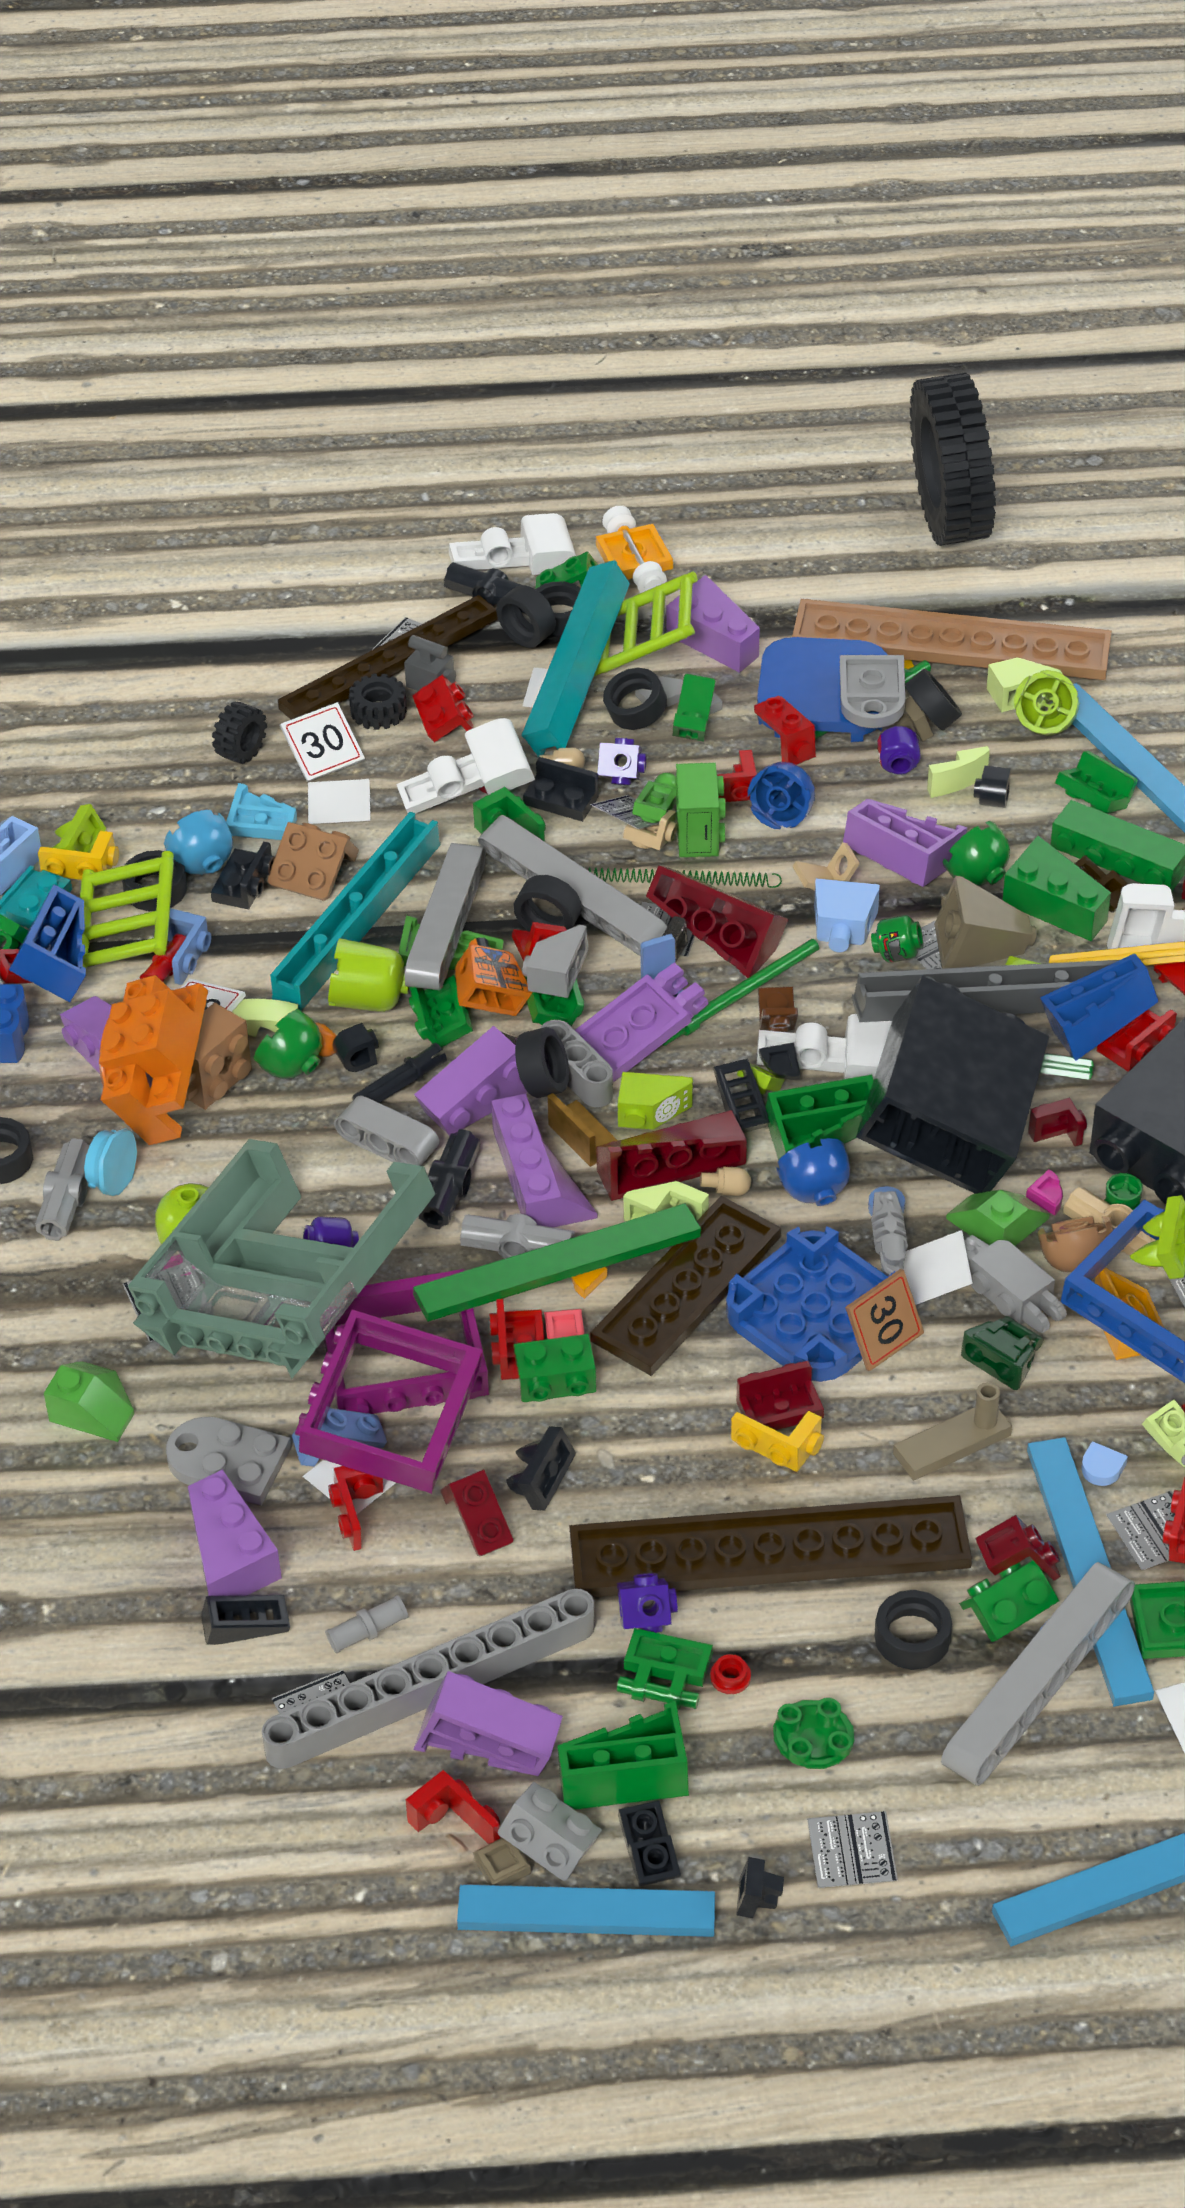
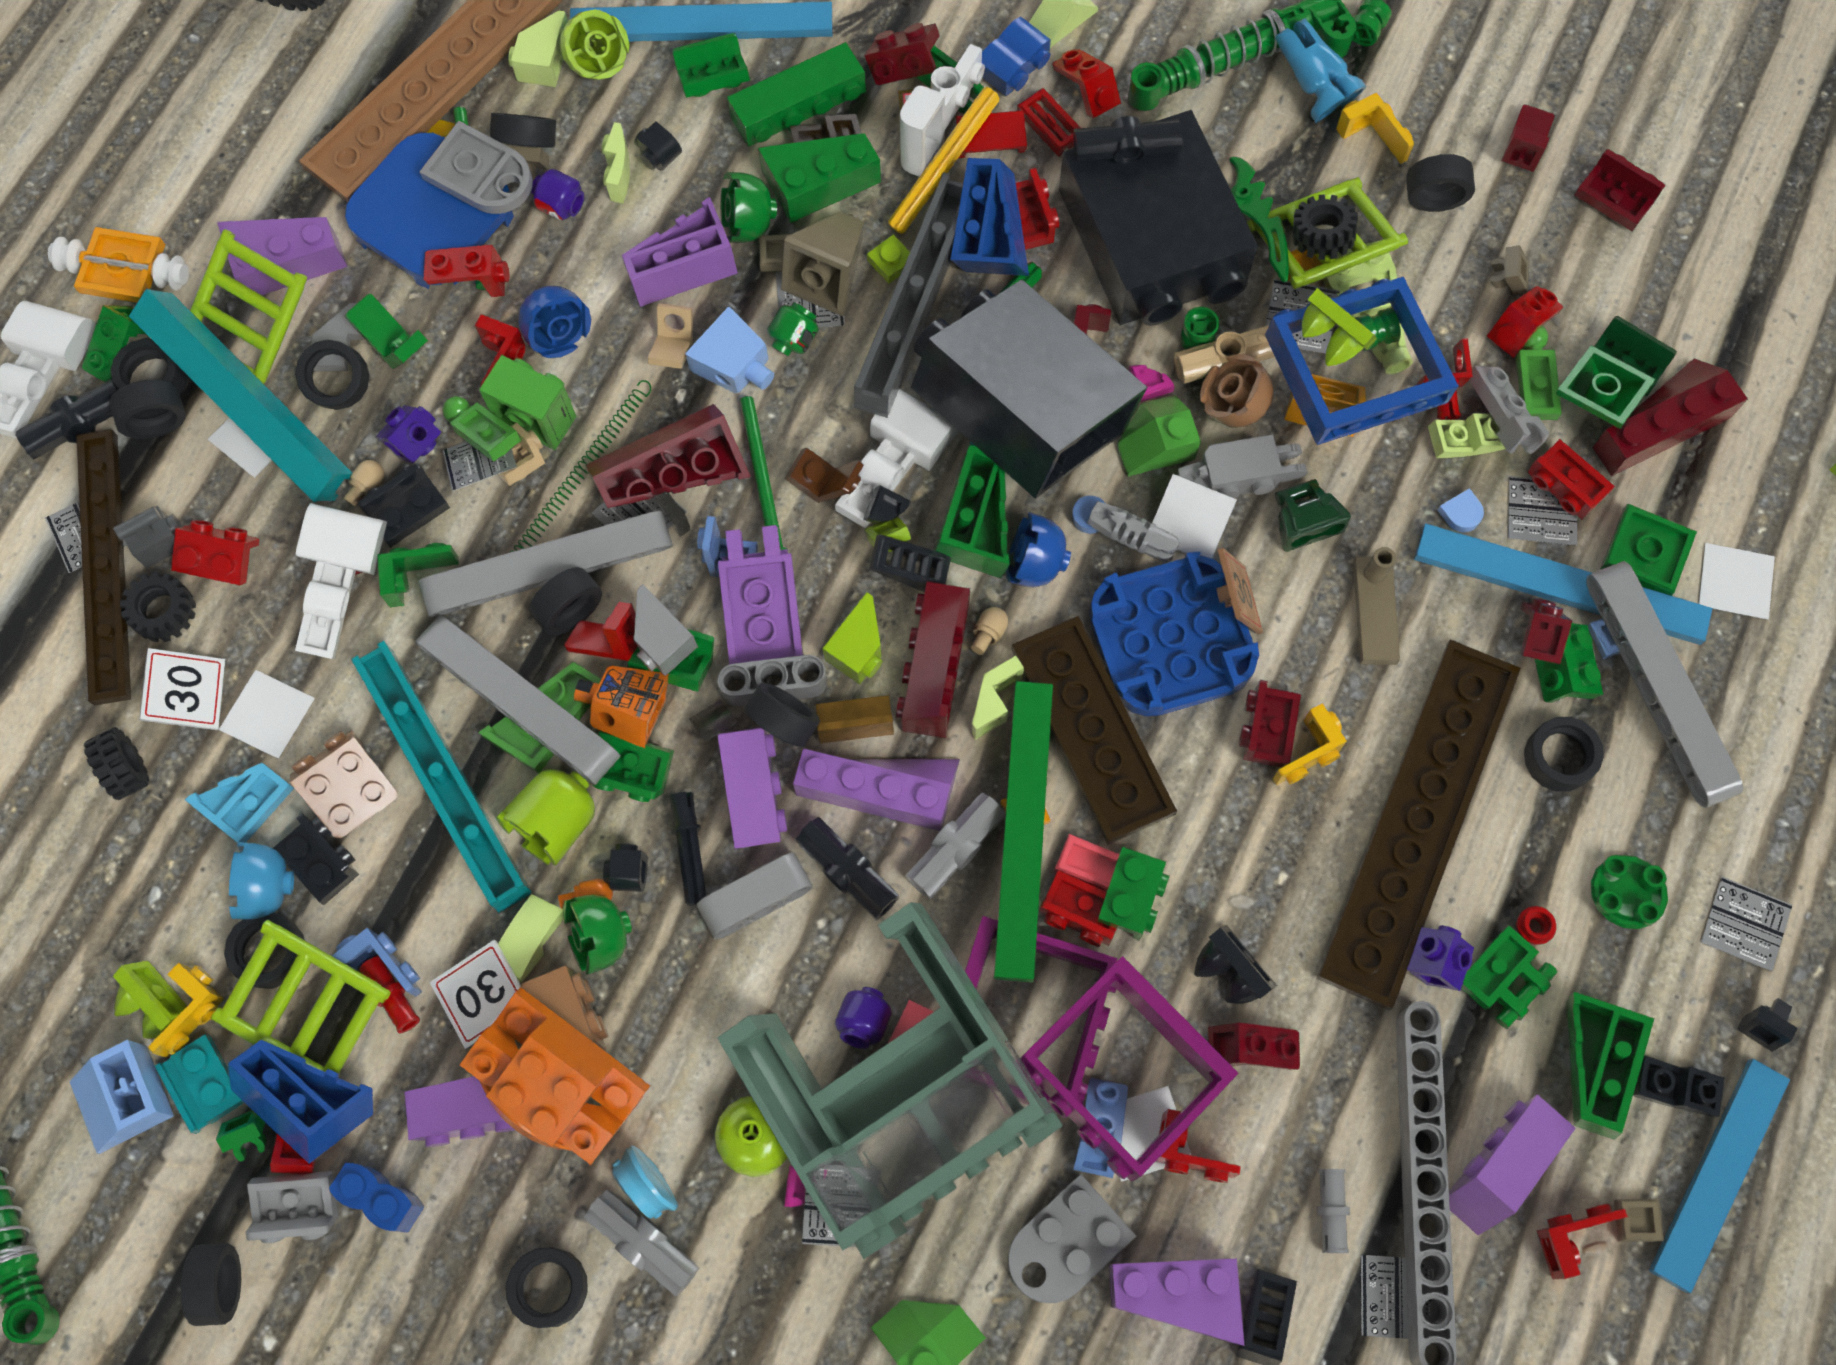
camera: 60 degrees left, 25 degrees up
(549, 1831) = (1639, 1163): light grey bracket -> none

